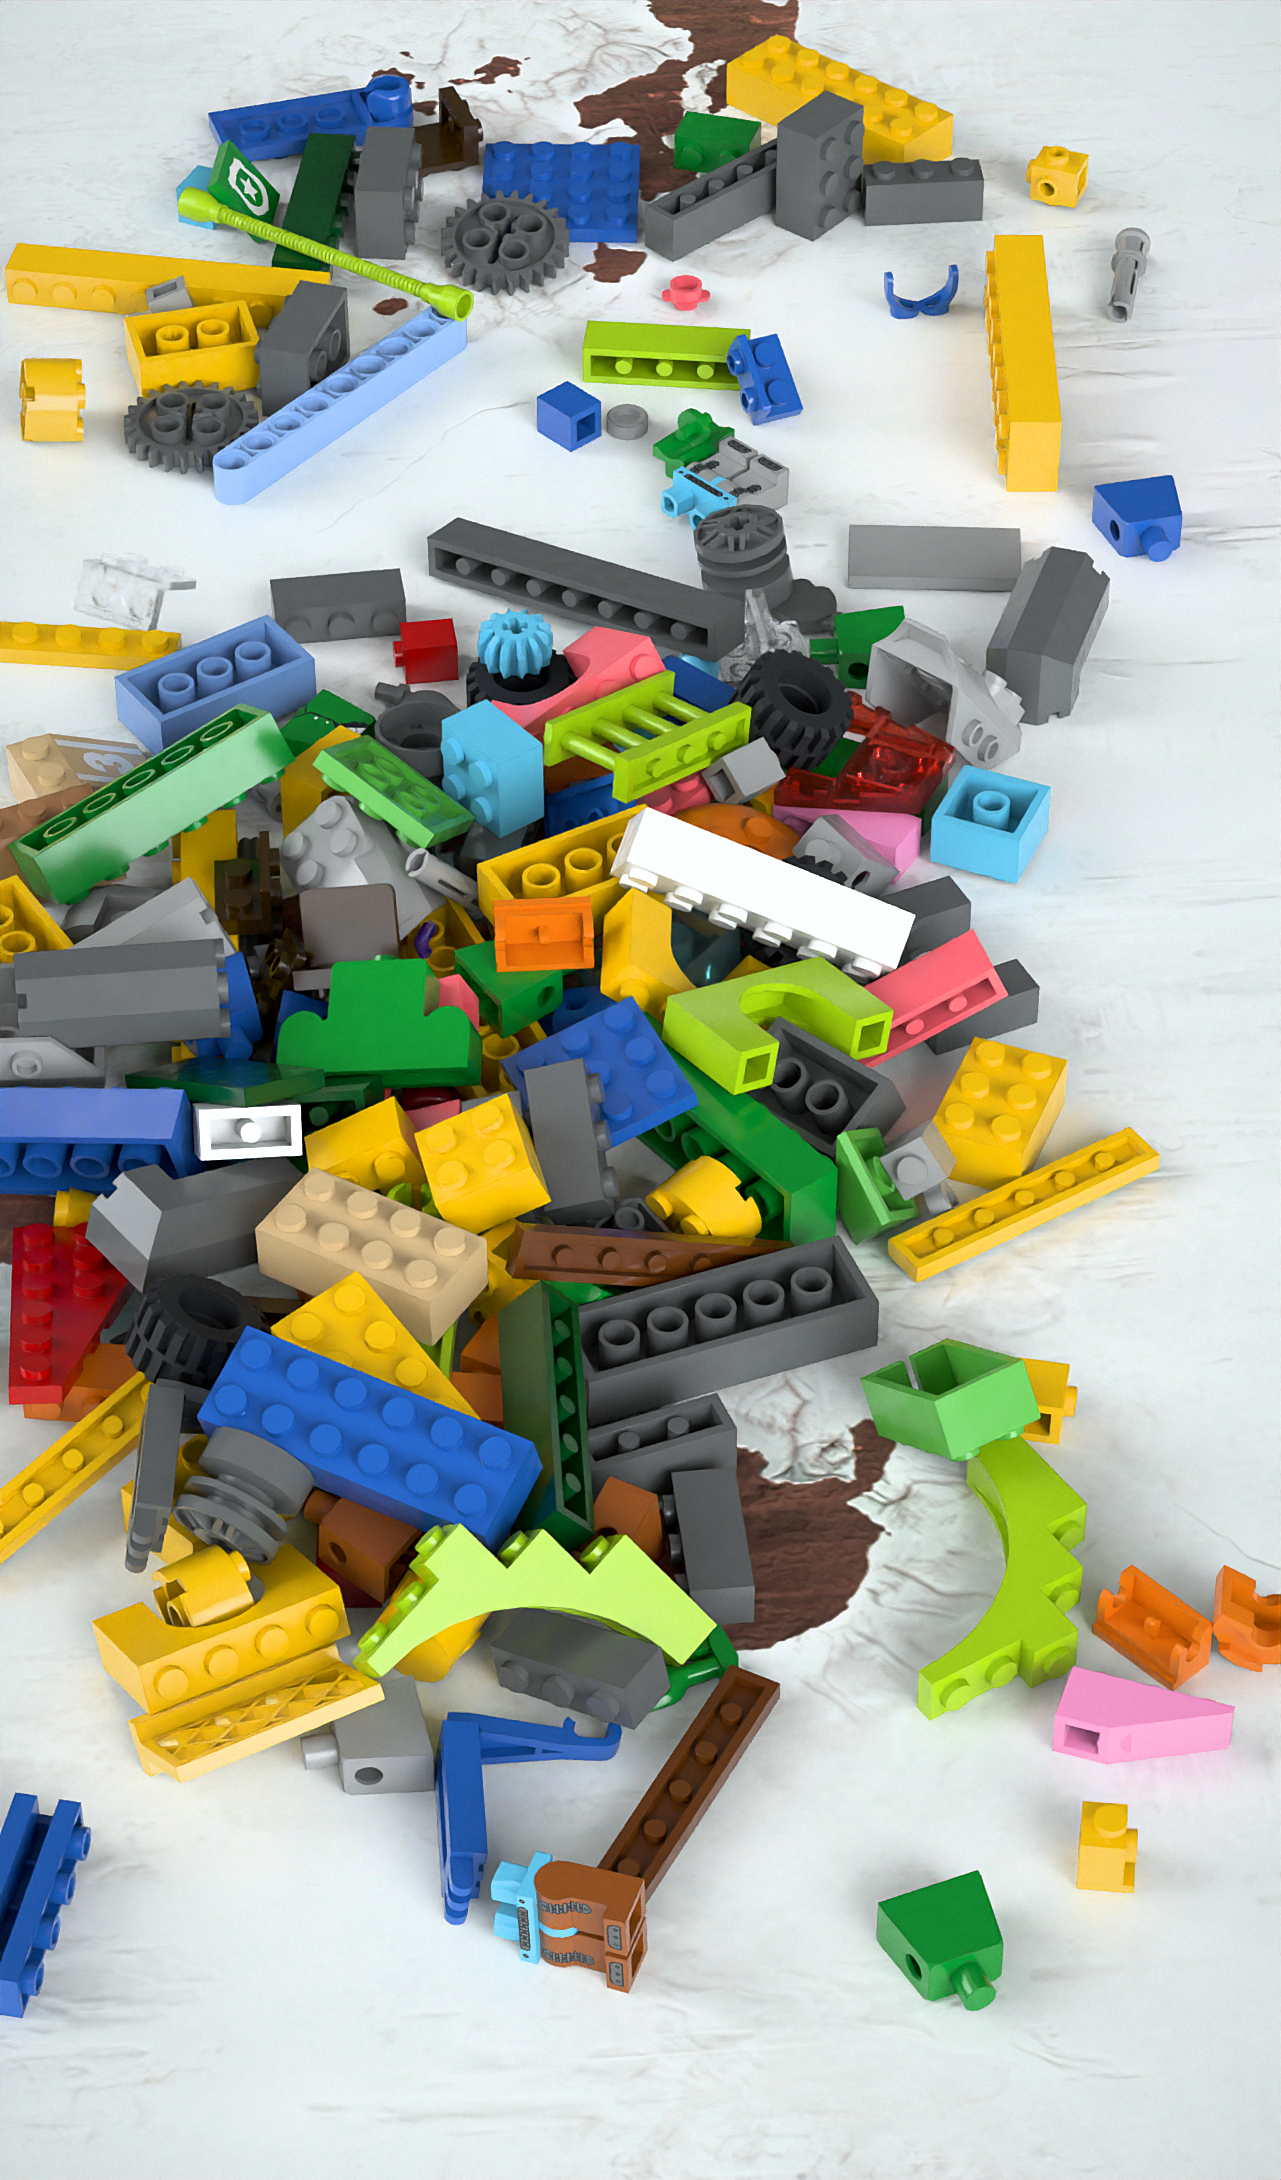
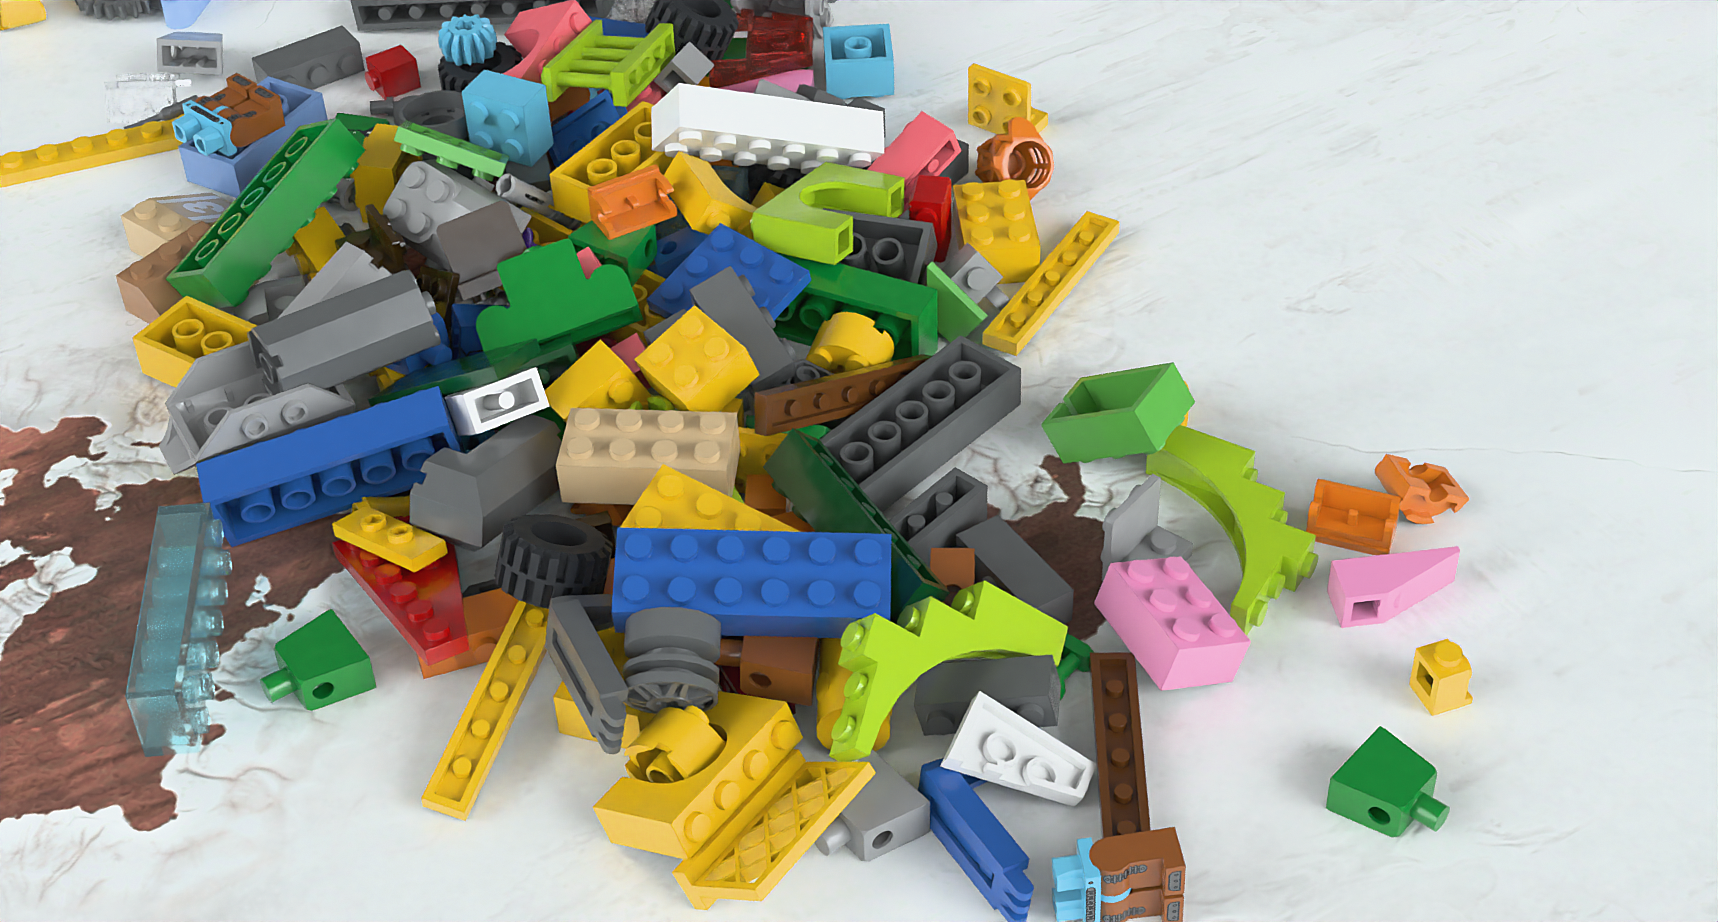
camera: 25 degrees left, 0 degrees up
(62, 1246) = (390, 538): none -> yellow plate
(145, 621) = (166, 113): none -> dark grey piece
(183, 660) = (230, 117): none -> hips
(216, 551) = (192, 53): none -> light grey torso
(560, 1740) = (1016, 754): none -> white wing
(839, 1665) = (1171, 623): none -> bright pink brick
(877, 1561) = (1134, 529): none -> light grey bracket
(902, 863) = (818, 95): none -> dark grey tile
(922, 1066) = (932, 204): none -> red brick
(1083, 1029) = (1013, 157): none -> orange piece
(1125, 951) = (998, 98): none -> yellow bracket

